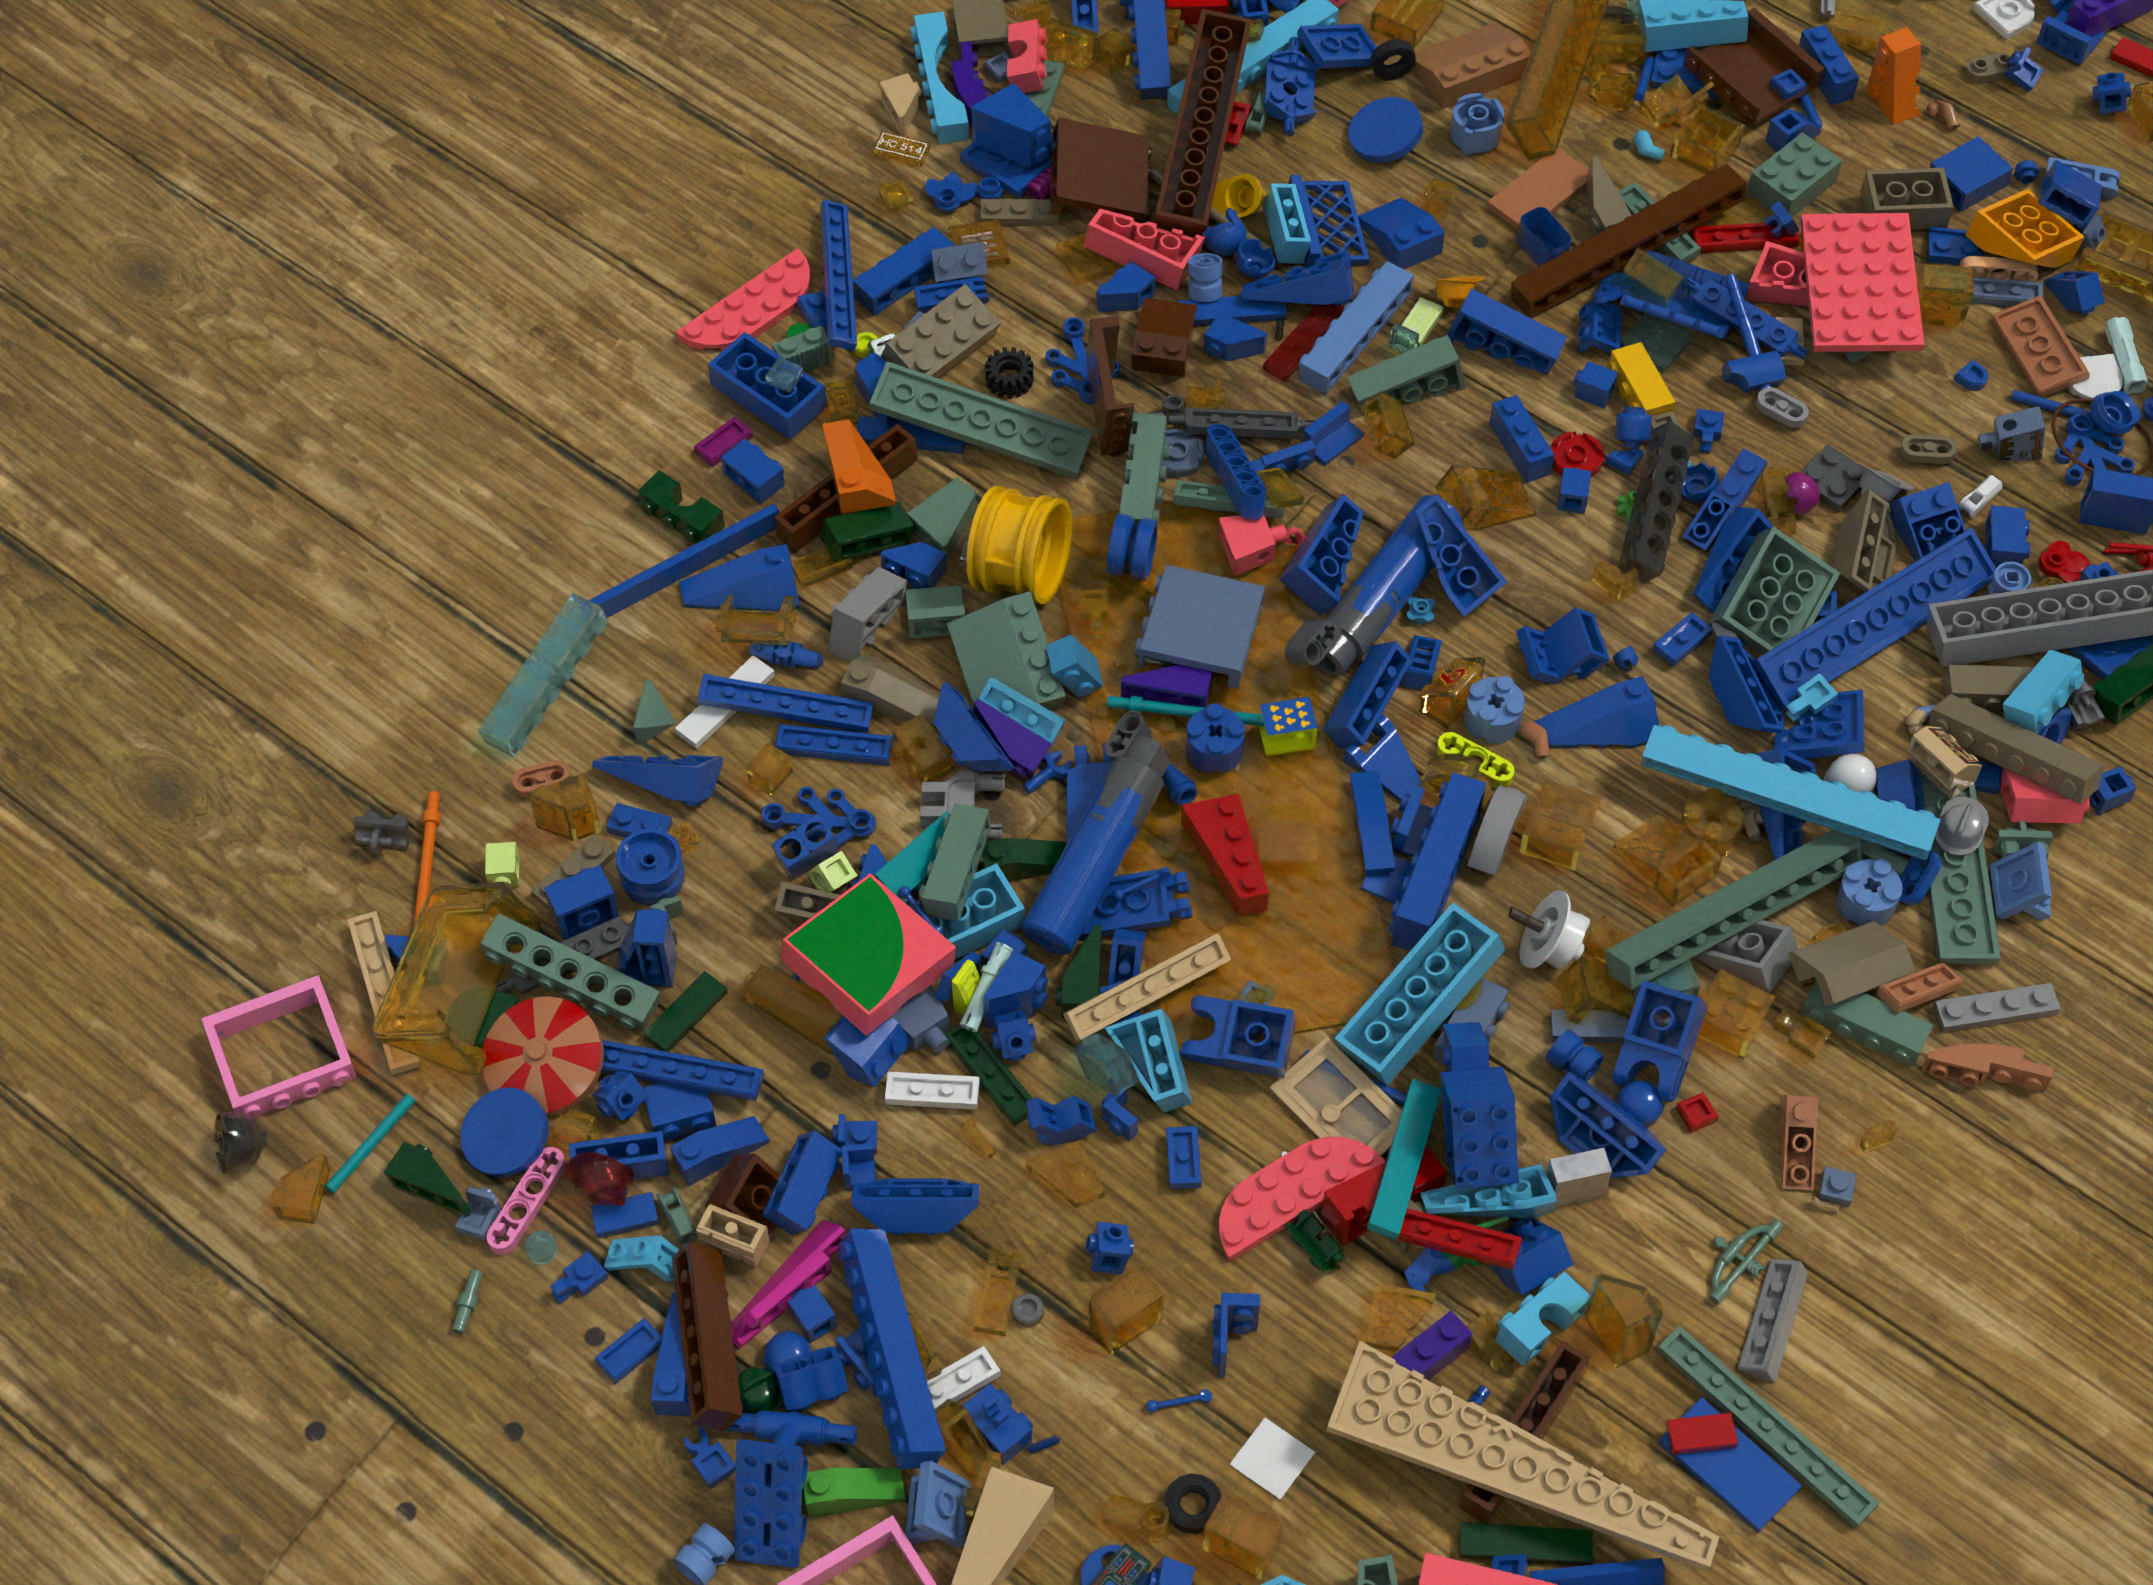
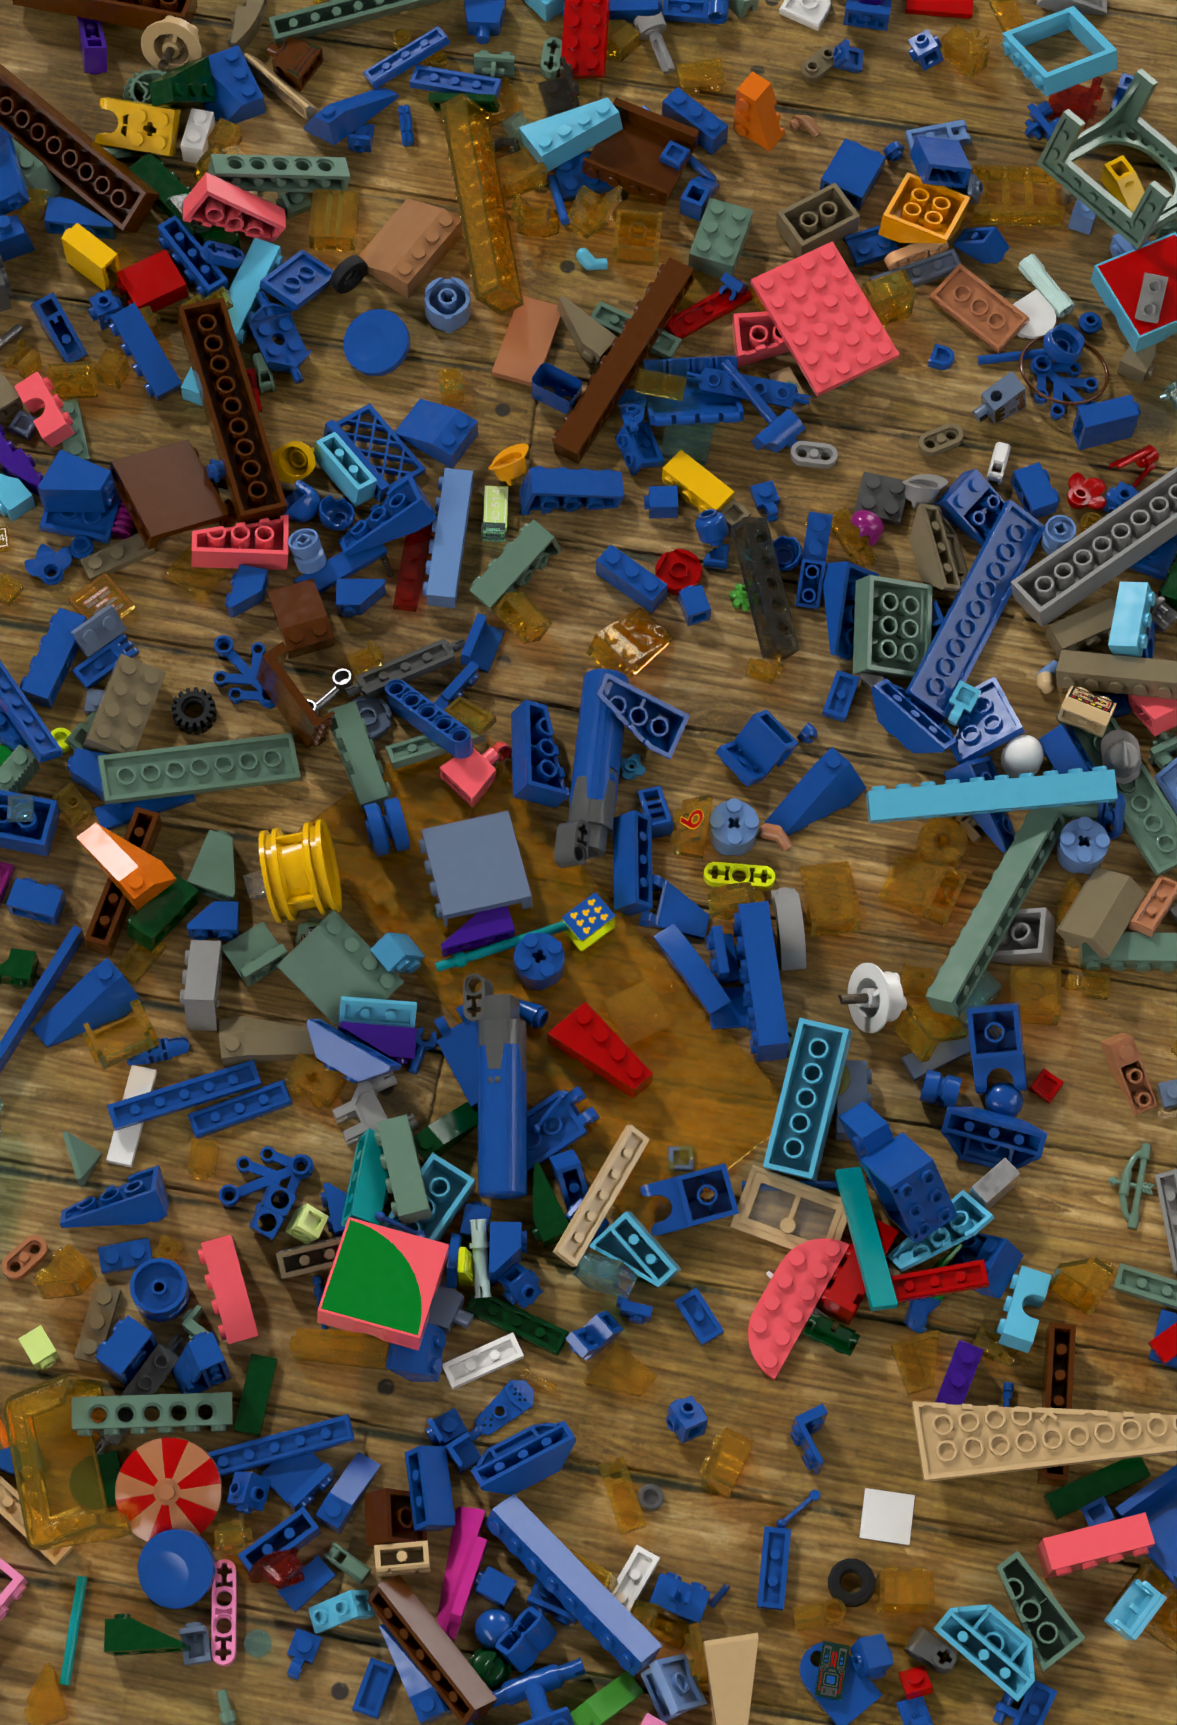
camera: 30 degrees left, 10 degrees up
(717, 896) = (229, 1289): none -> coral wedge
(936, 1152) = (511, 1405): none -> blue piece
(1116, 1445) = (773, 1568): none -> blue plate
(1157, 170) = (215, 470): none -> blue plate

